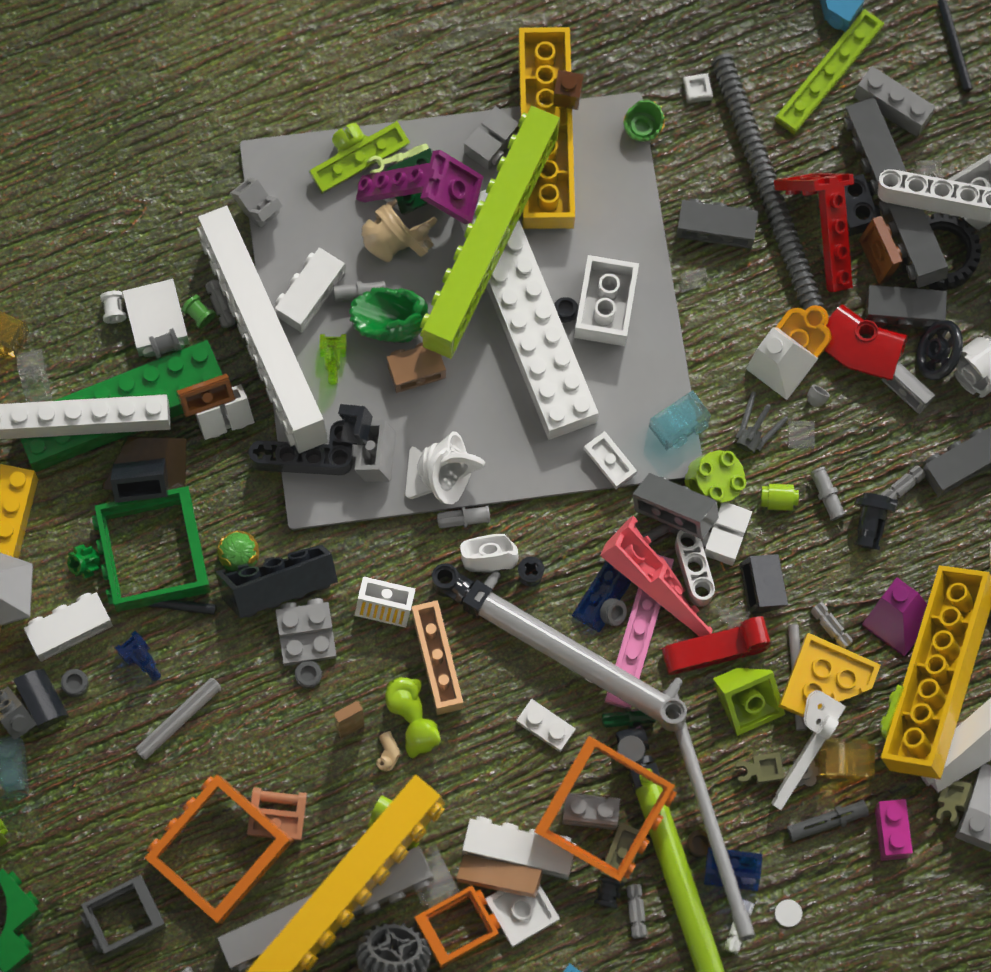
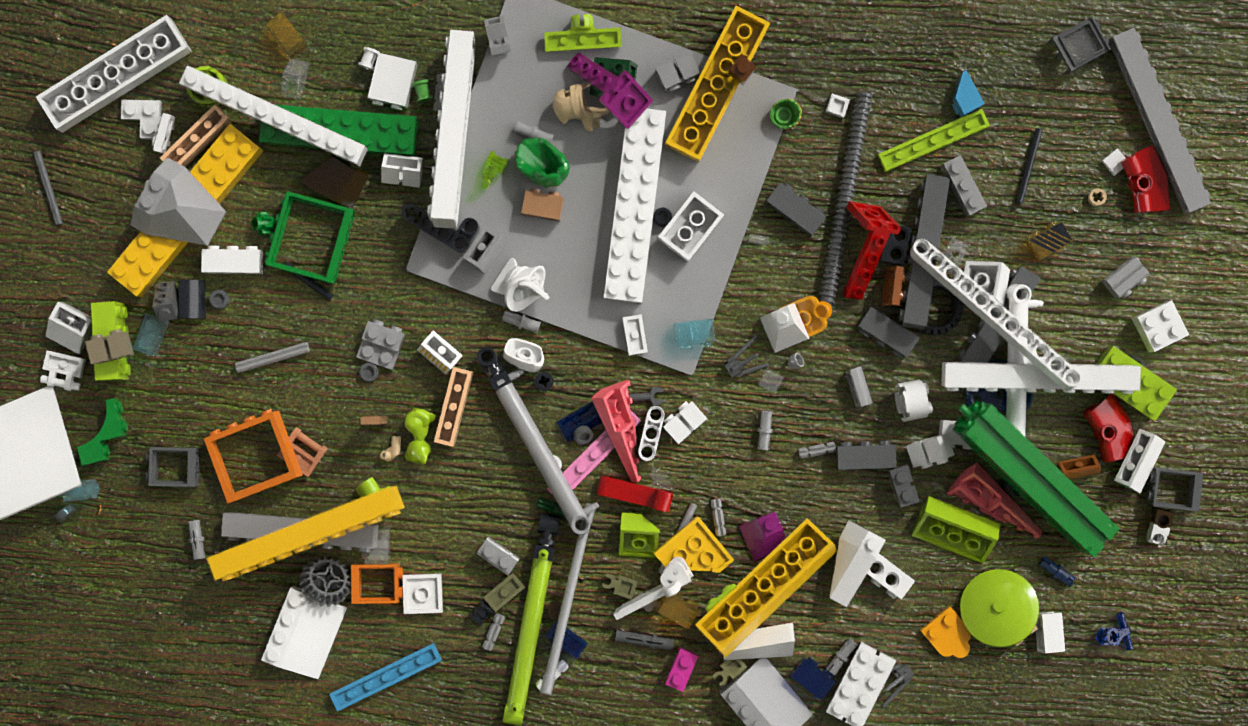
camera: 30 degrees right, 15 degrees up
(135, 651) = (265, 300): clear blue piece -> none
(139, 480) = (323, 189): black brick -> none
(165, 343) = (386, 105): dark grey bush -> none
(205, 395) = (393, 156): dark orange brick -> none
(238, 549) = (365, 268): bright green hair -> none
(276, 580) = (378, 302): black wedge -> none
(309, 289) = (501, 115): white brick -> none
(356, 424) = (479, 228): black panel -> none
(396, 158) = (625, 55): yellowish green piece -> none
(490, 231) = (635, 144): lime brick -> none
(499, 876) = (418, 566): medium nougat tile -> none
(516, 847) = (440, 554): white brick -> none
(545, 725) = (501, 484): white plate -> none
(632, 748) = (542, 532): dark grey tile -> none
(640, 842) = (475, 584): orange window -> none
(675, 505) = (659, 388): dark grey brick -> none
(716, 476) = (695, 383): lime brick -> none
(763, 583) = (689, 467): brick -> none
(779, 497) = (732, 416): lime brick -> none
(788, 913) = (588, 682): white piece -> none
(872, 355) = (845, 355): red panel -> none
(873, 518) = (783, 463): black piece -> none
(939, 350) = (891, 374): black plate -> none

